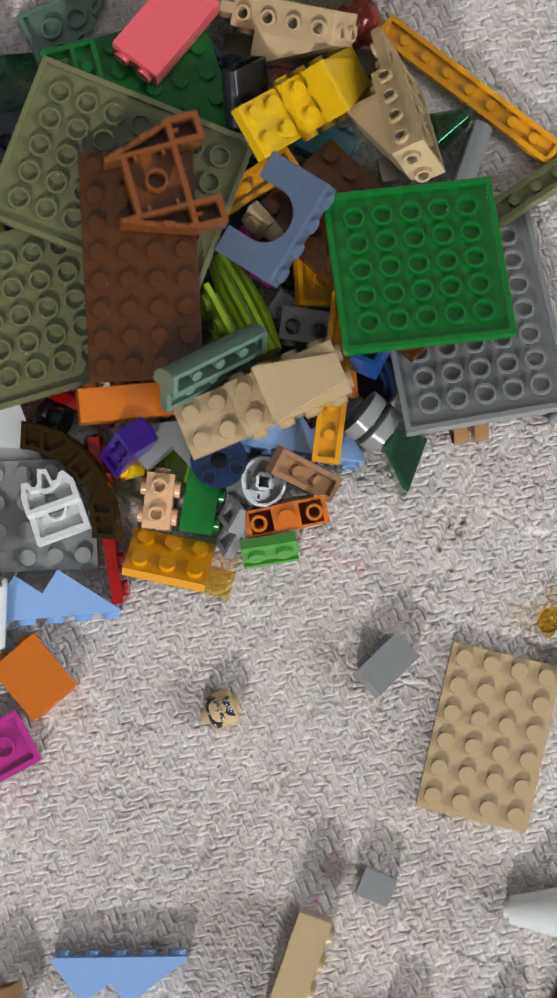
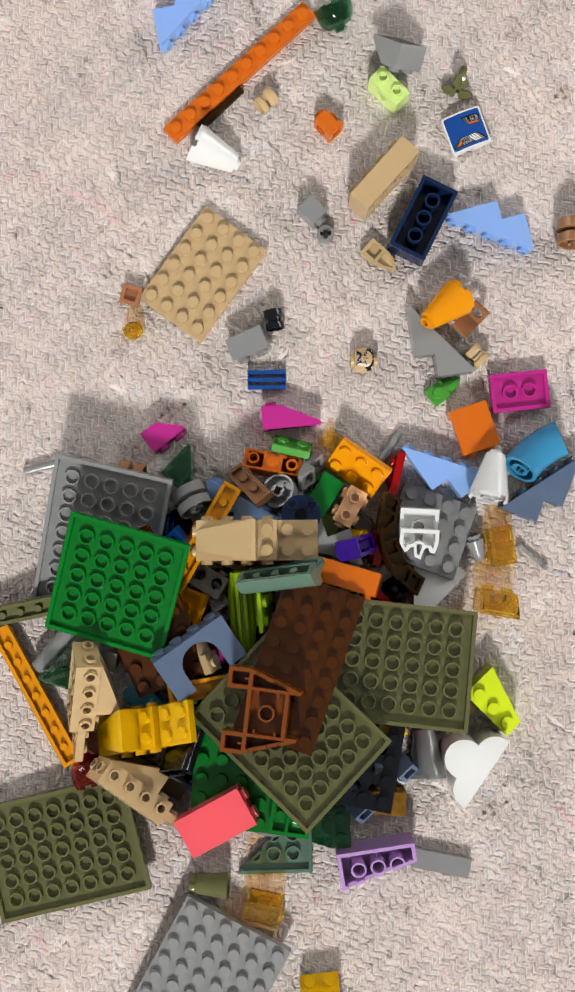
camera: 160 degrees left, 5 degrees up
(63, 776) = (480, 358): none -> tan wheel
(97, 714) = (442, 390): none -> bright green plate
(98, 824) = (469, 322): none -> medium nougat bracket
(137, 606) = (390, 446): none -> light grey bar
(137, 827) = (447, 305): none -> light orange cone
(141, 769) = (430, 343): none -> light grey slope
(218, 935) = (422, 220): none -> dark blue brick
(259, 862) = (378, 255): none -> tan plate
(299, 584) = (280, 418): none -> dark pink slope
(353, 866) = (320, 231): none -> light grey bush
(363, 619) = (266, 372): none -> blue tile
(366, 714) = (273, 319): none -> black wheel
(451, 495) = (160, 435): none -> dark pink slope

